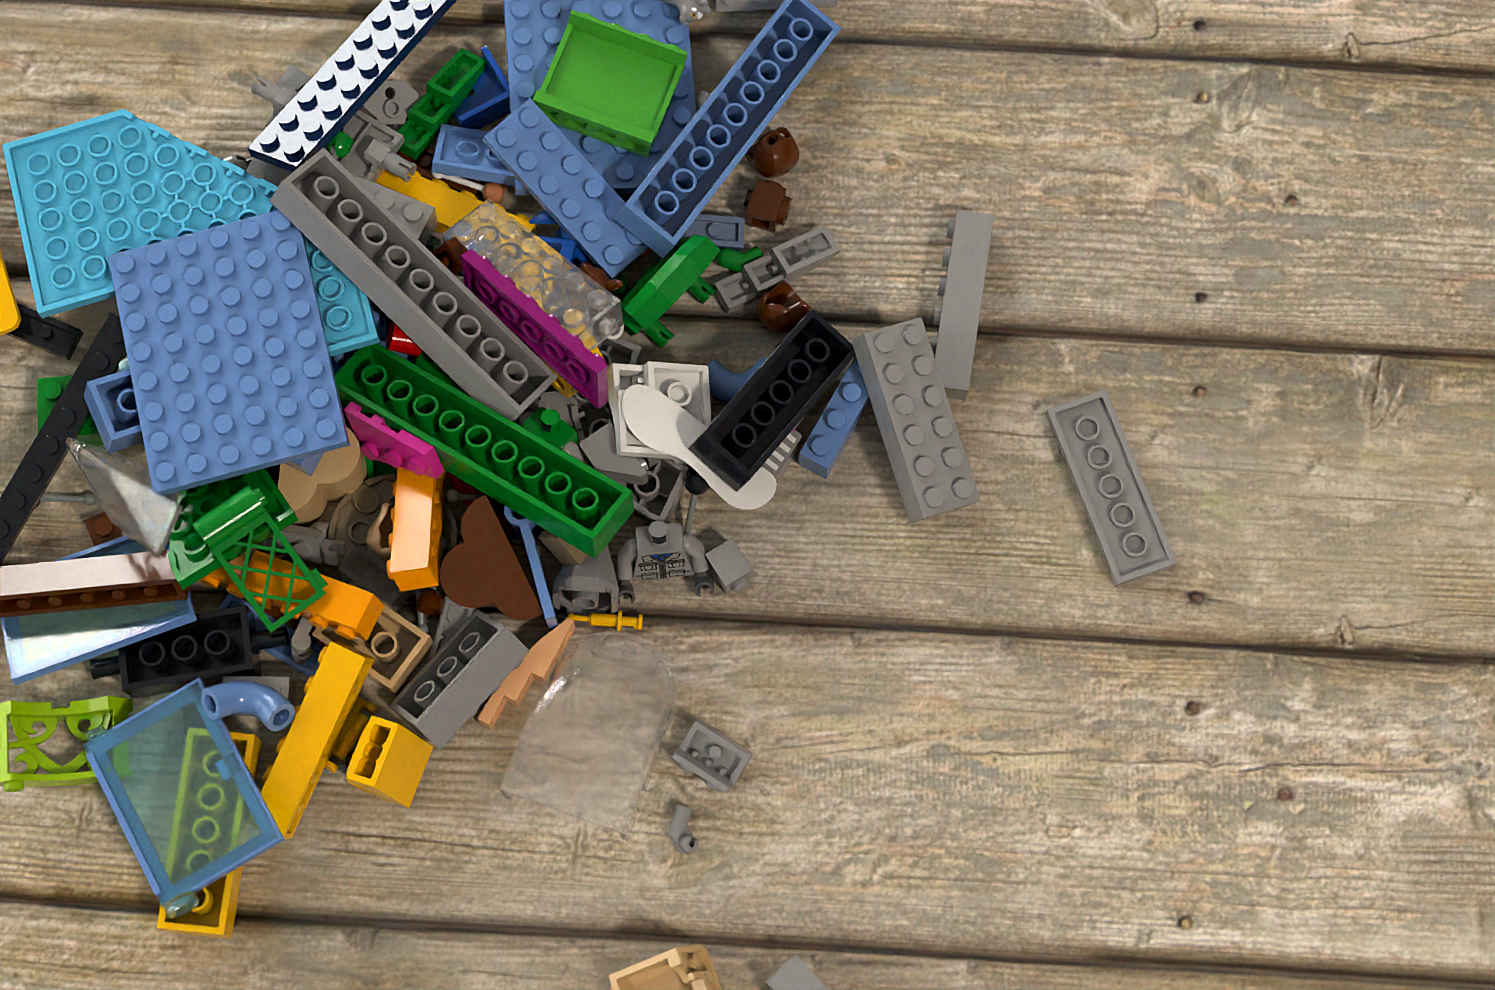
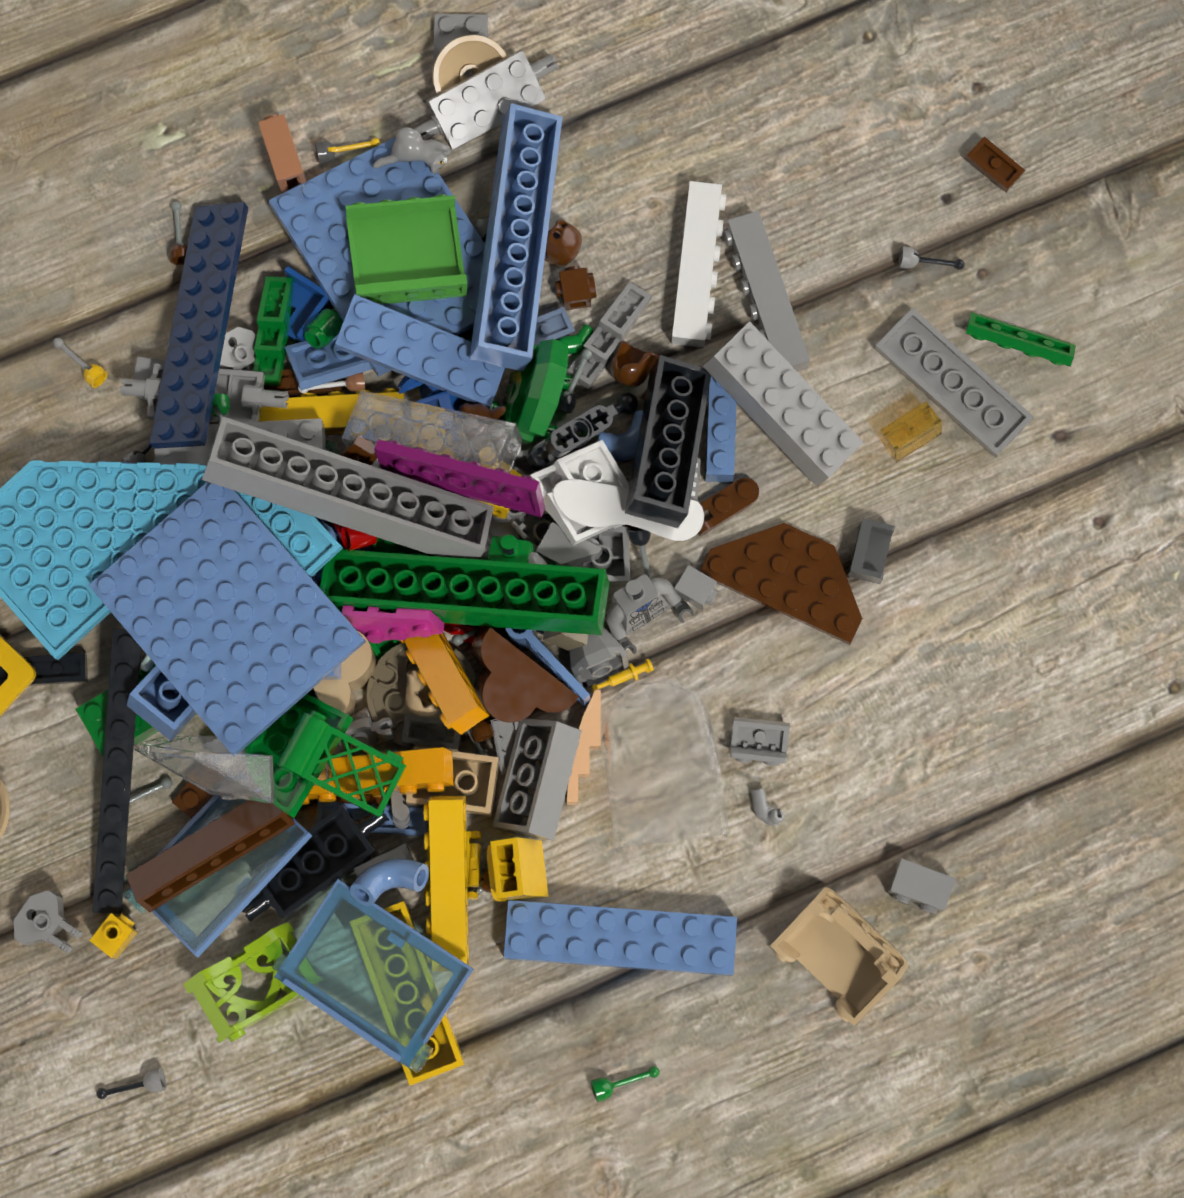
camera: 25 degrees left, 5 degrees up
(241, 63) = (93, 374): none -> hinge
(458, 888) = (620, 938): none -> medium blue brick
(484, 120) = (323, 328): none -> green brick
(697, 312) = (567, 399): none -> hinge
(697, 338) = (589, 423): none -> black piece
(808, 497) = (729, 503): none -> reddish brown plate
(836, 604) = (790, 575): none -> reddish brown plate
(903, 241) = (696, 264): none -> white brick
(932, 618) = (871, 551): none -> dark grey panel
(1039, 516) = (911, 431): none -> clear yellow hinge
(1131, 339) = (910, 258): none -> hinge
(1204, 476) = (1024, 340): none -> green plate
(1269, 286) = (995, 164): none -> reddish brown plate

